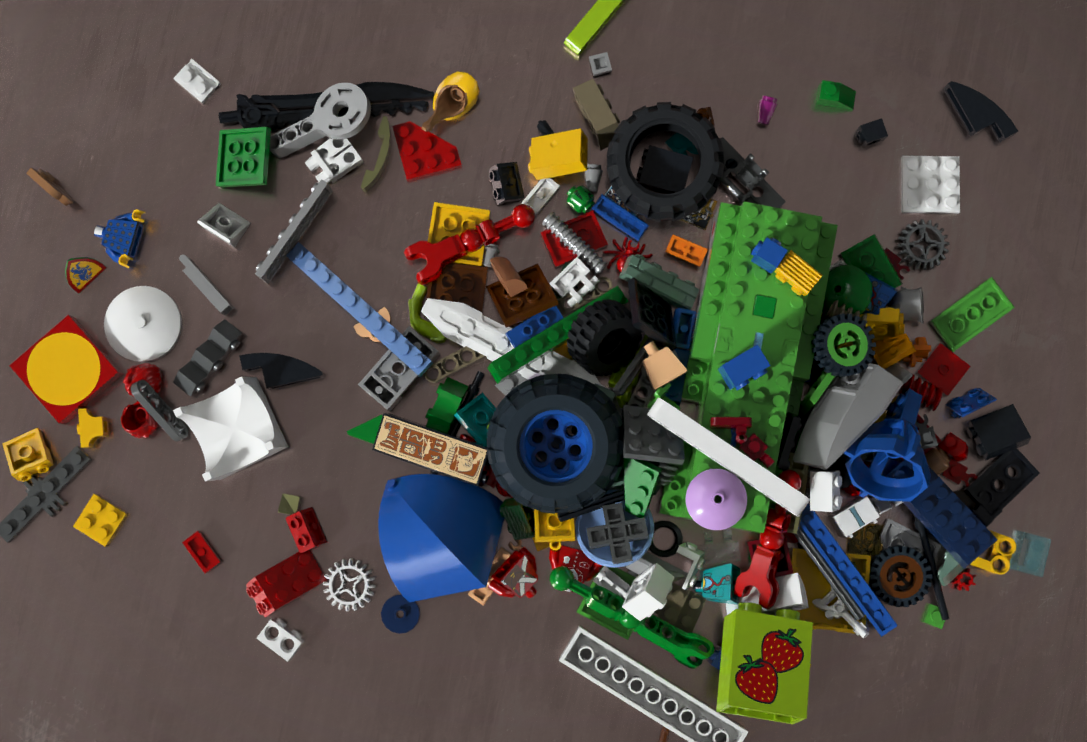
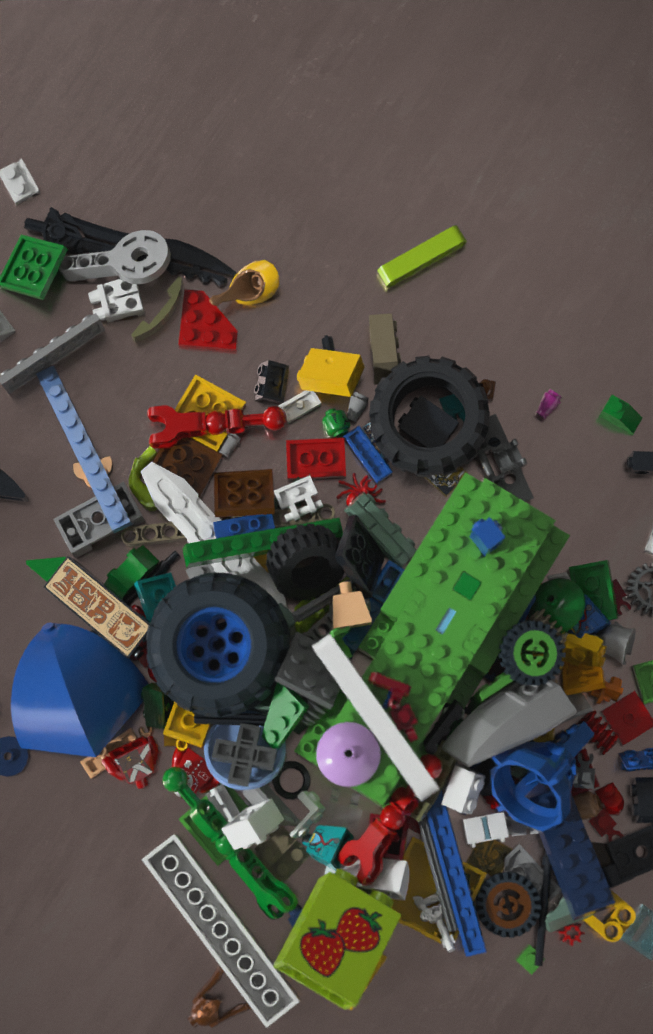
camera: 20 degrees right, 5 degrees down
(508, 276) = (238, 469): nougat brick -> none
(574, 243) = (314, 462): light grey piece -> none
(600, 64) = (404, 302): light grey plate -> none
(686, 250) = (419, 508): orange hinge -> none
(743, 367) = (422, 635): blue brick -> none
(797, 273) = (509, 565): yellow brick -> none

